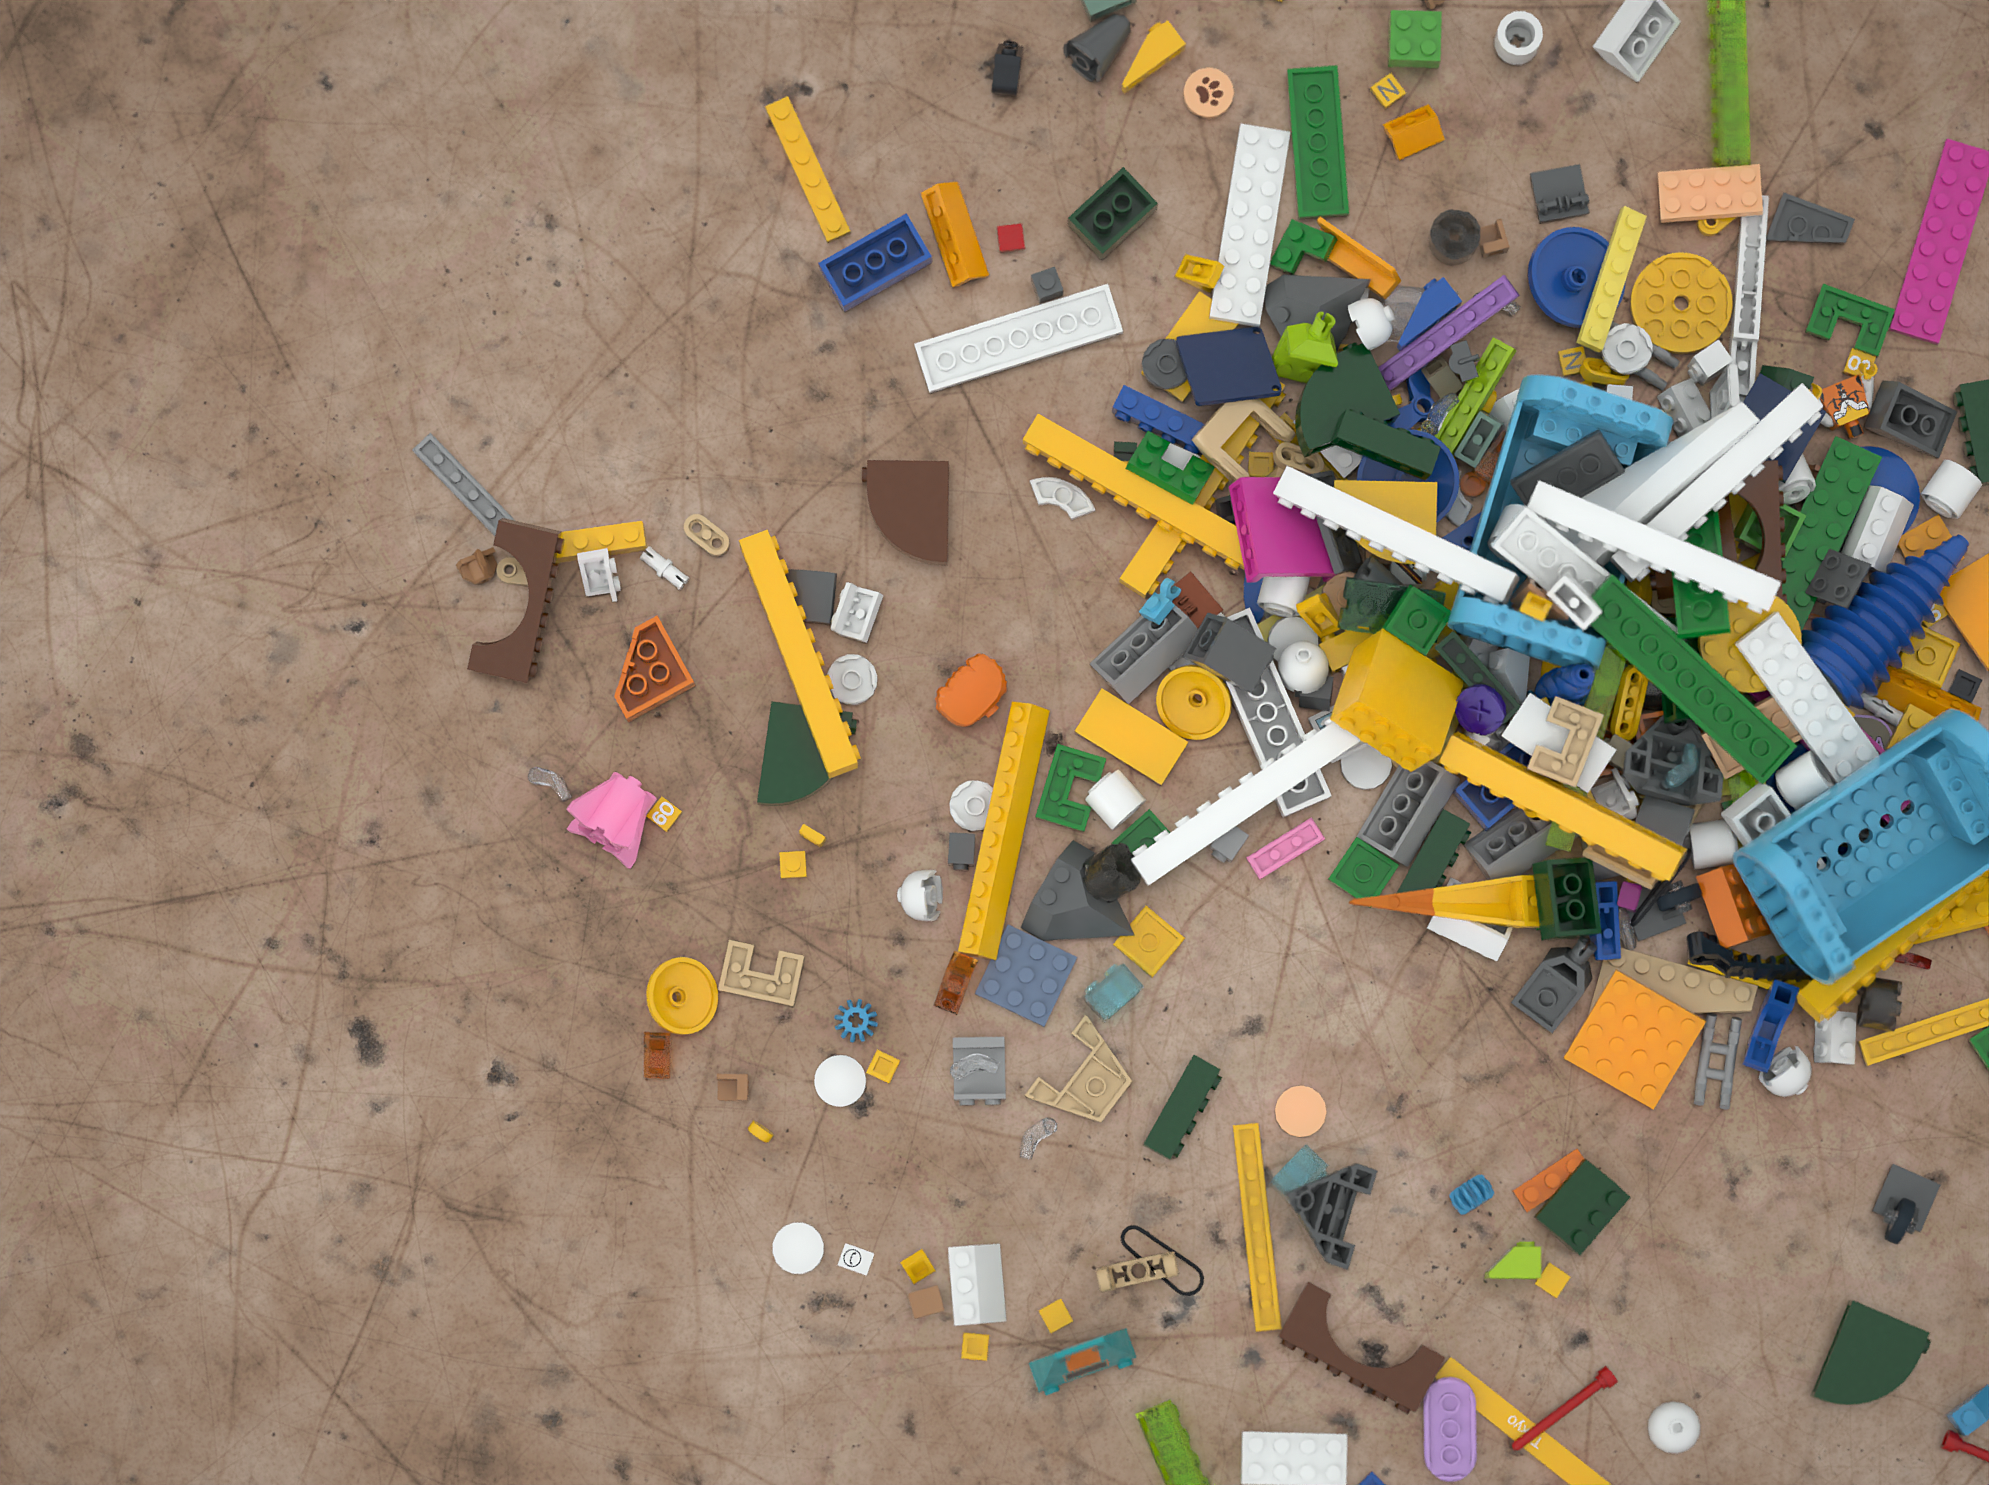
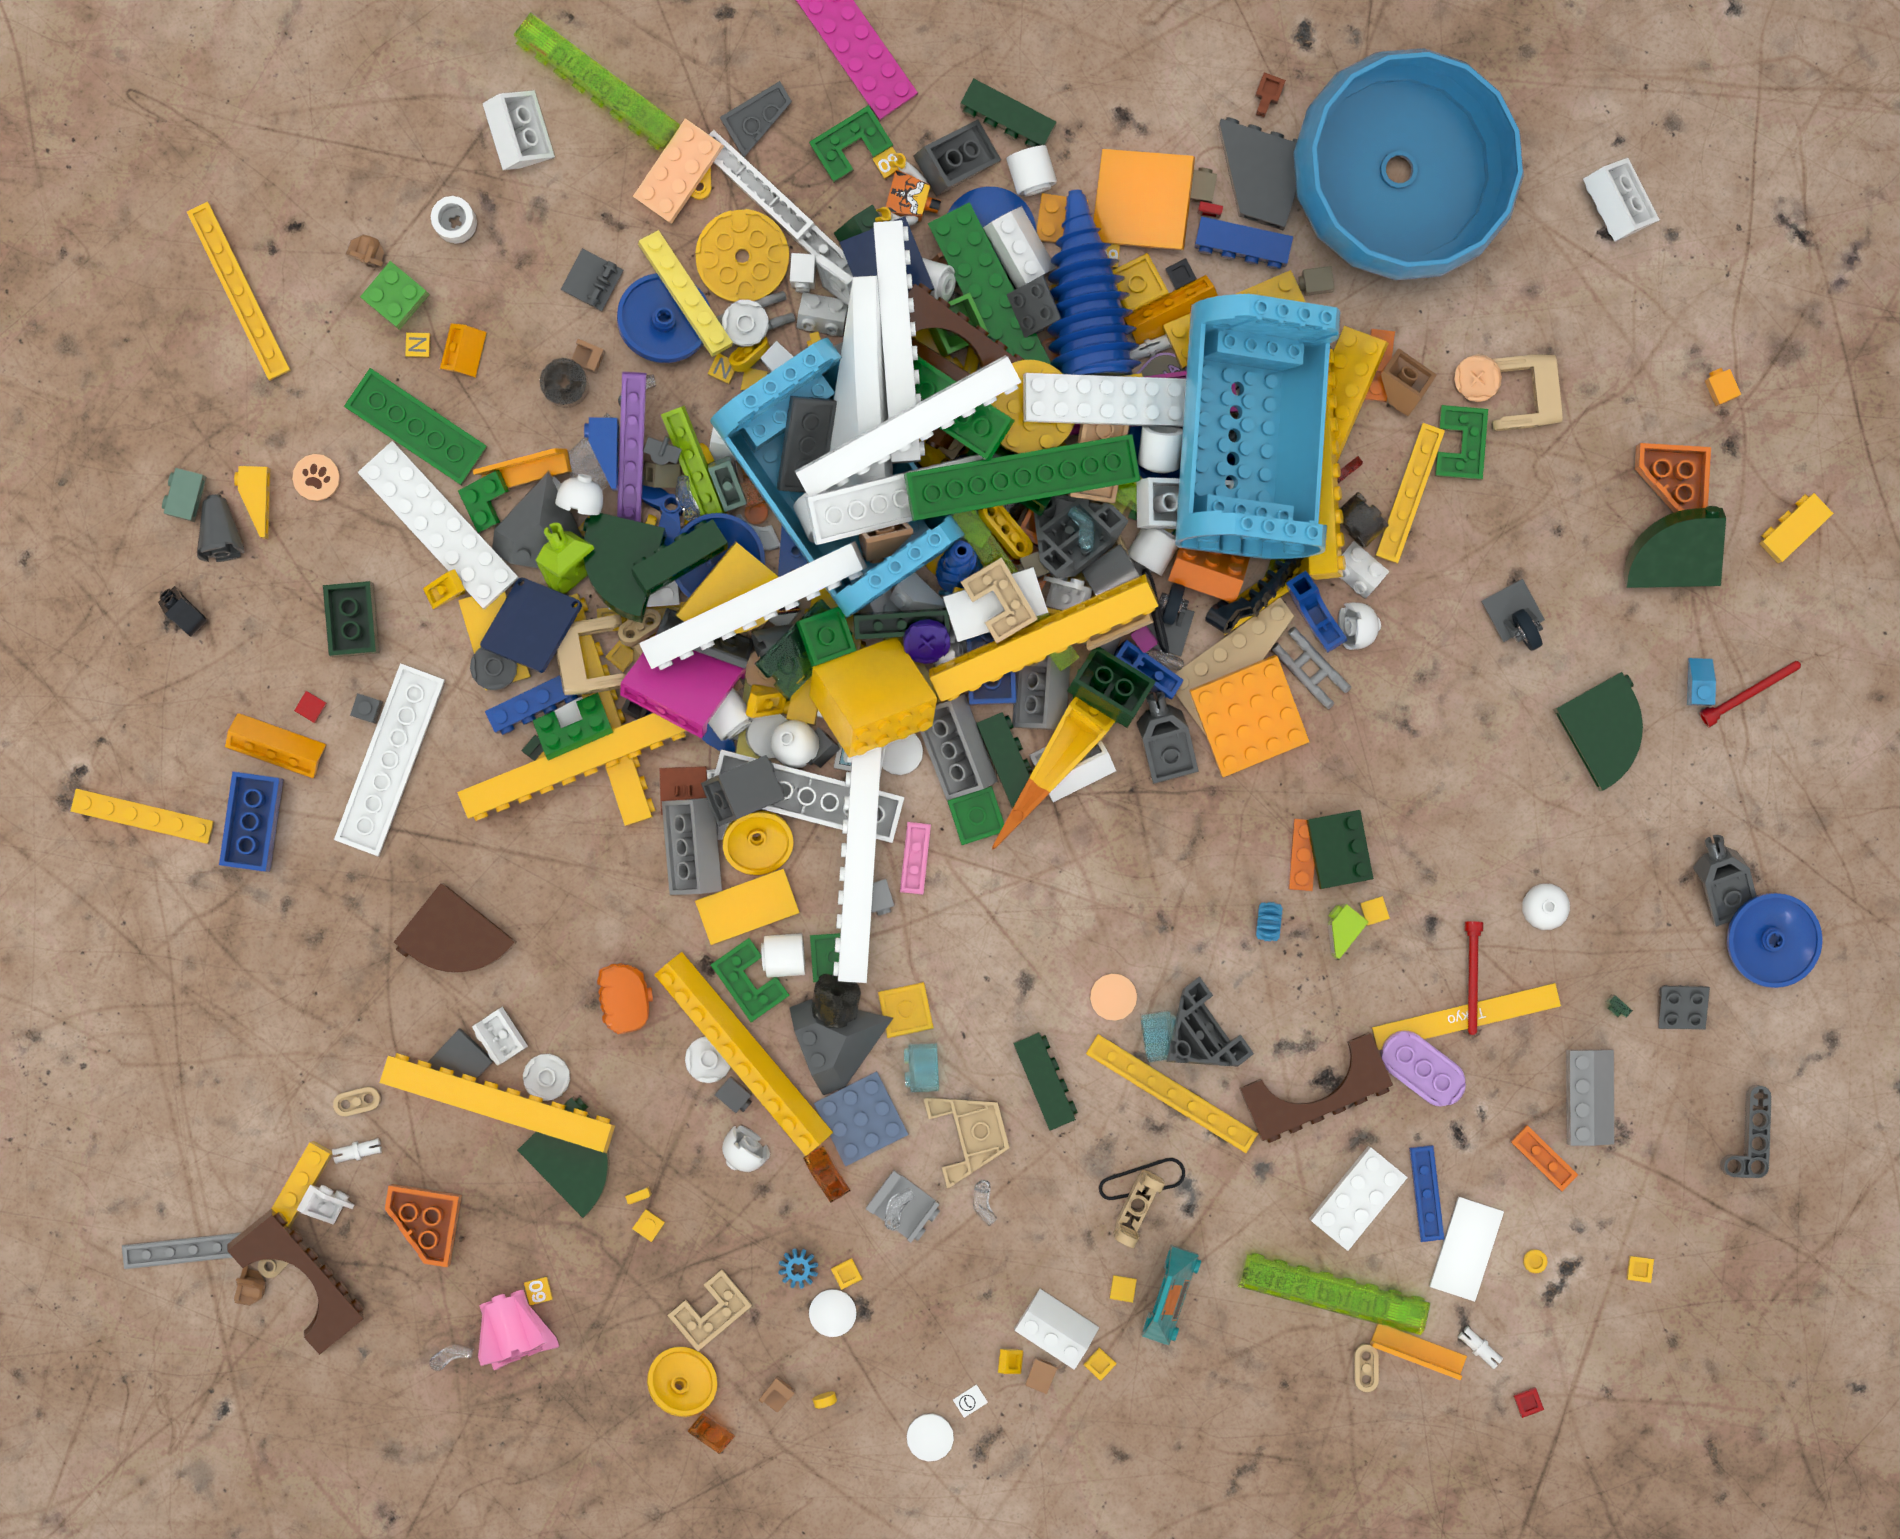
camera: 55 degrees left, 5 degrees up
(1062, 494) = (529, 817): white tile -> none
(1160, 605) = (667, 811): medium azure plate -> none
(1536, 606) = (886, 548): yellow tile -> none
(1574, 601) = (904, 516): white slope -> none

